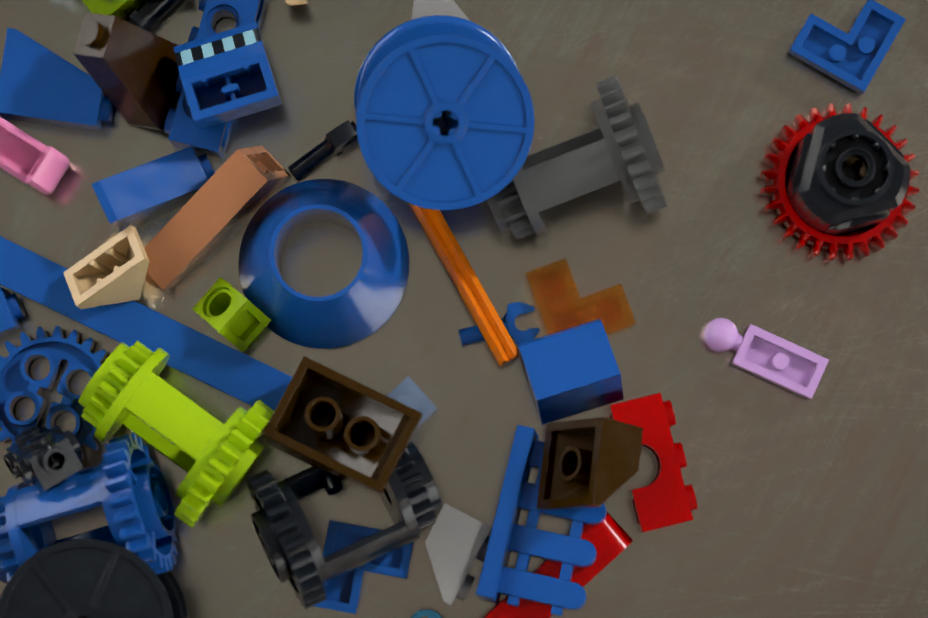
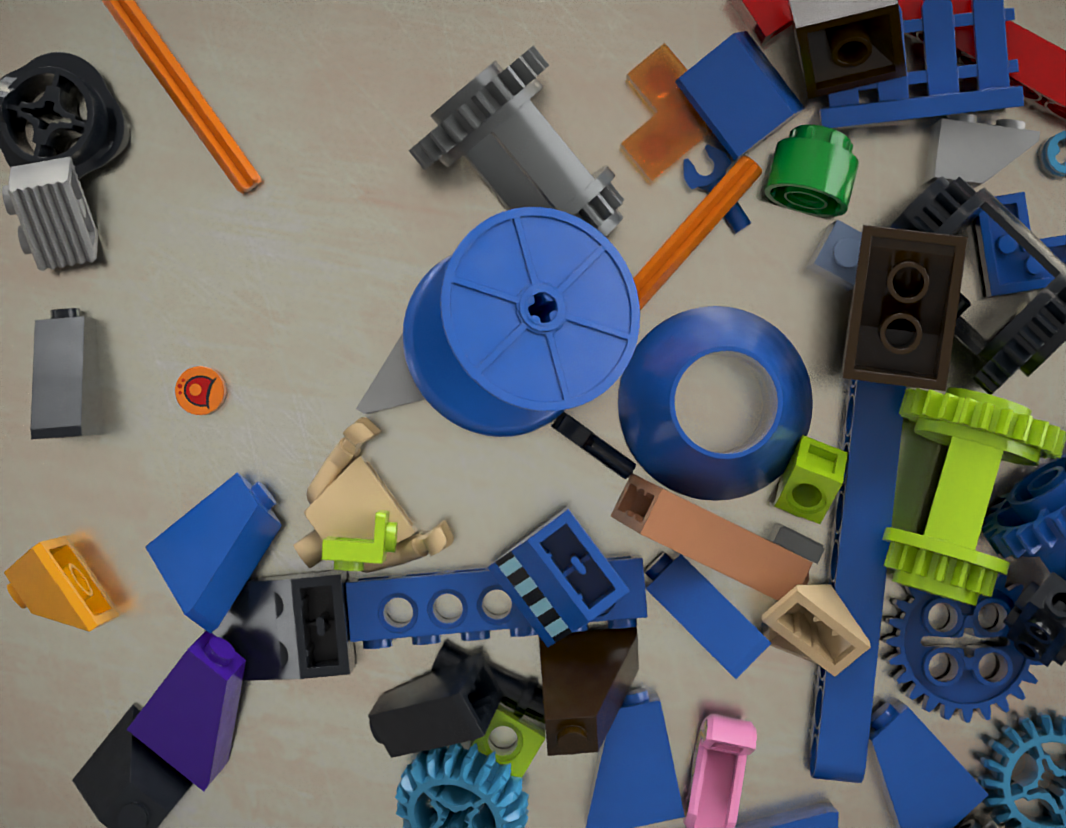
camera: 105 degrees left, 5 degrees up
(184, 286) = (796, 542): none -> dark grey tile
(486, 407) = (813, 171): none -> green piece

